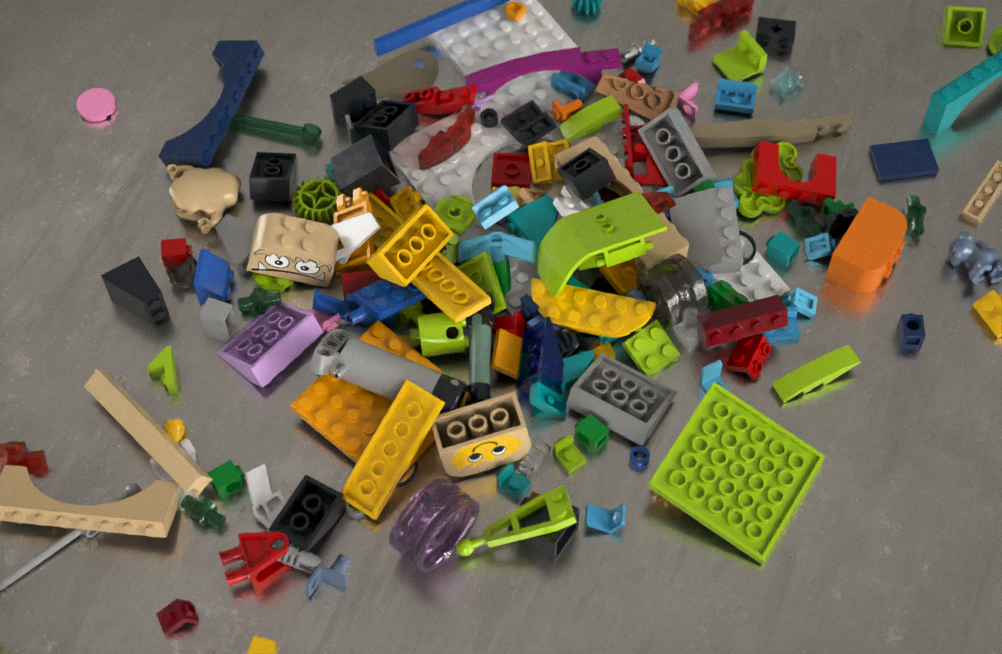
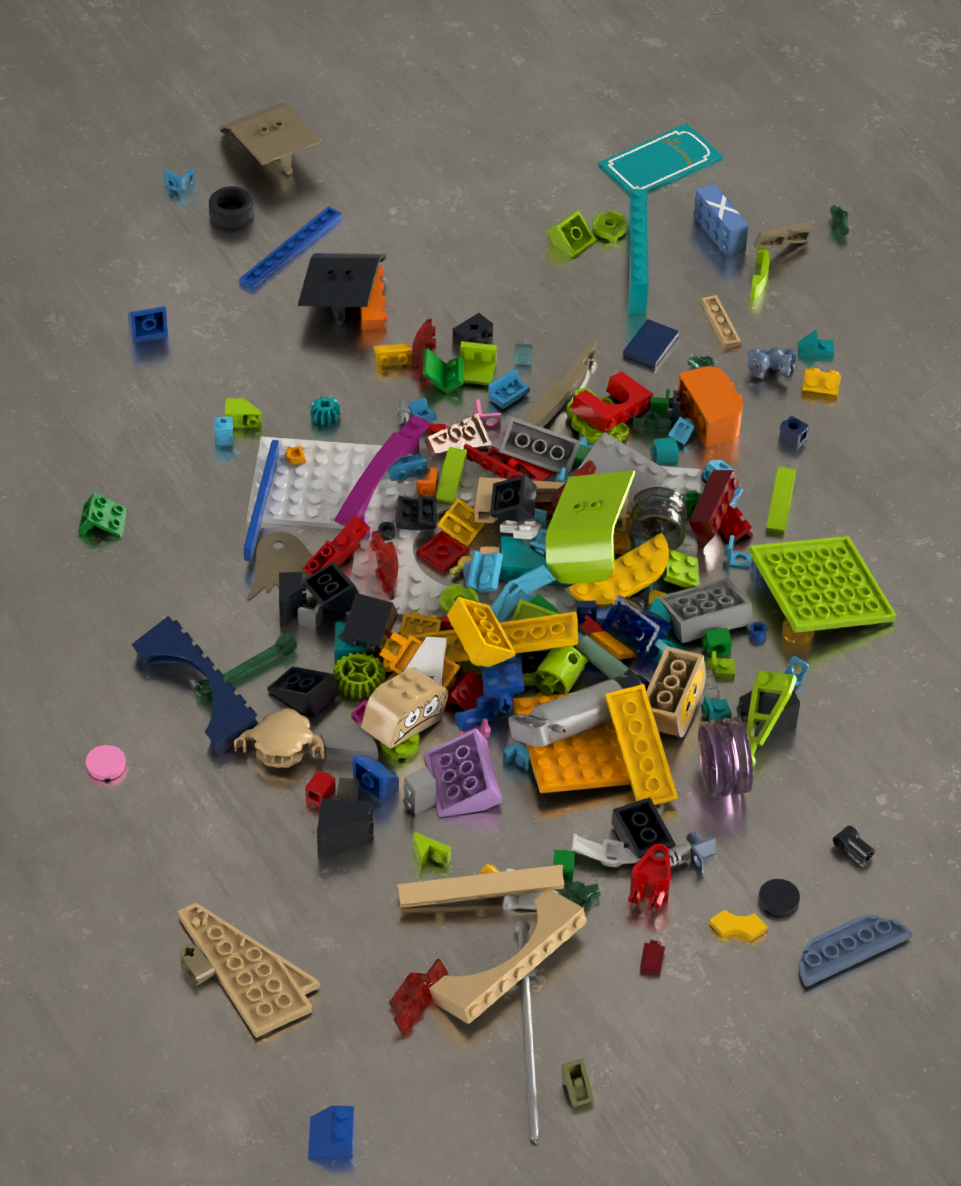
camera: 55 degrees left, 10 degrees down
(259, 301) = (421, 759): clear green axle -> none
(704, 39) = (444, 375): none -> green bracket

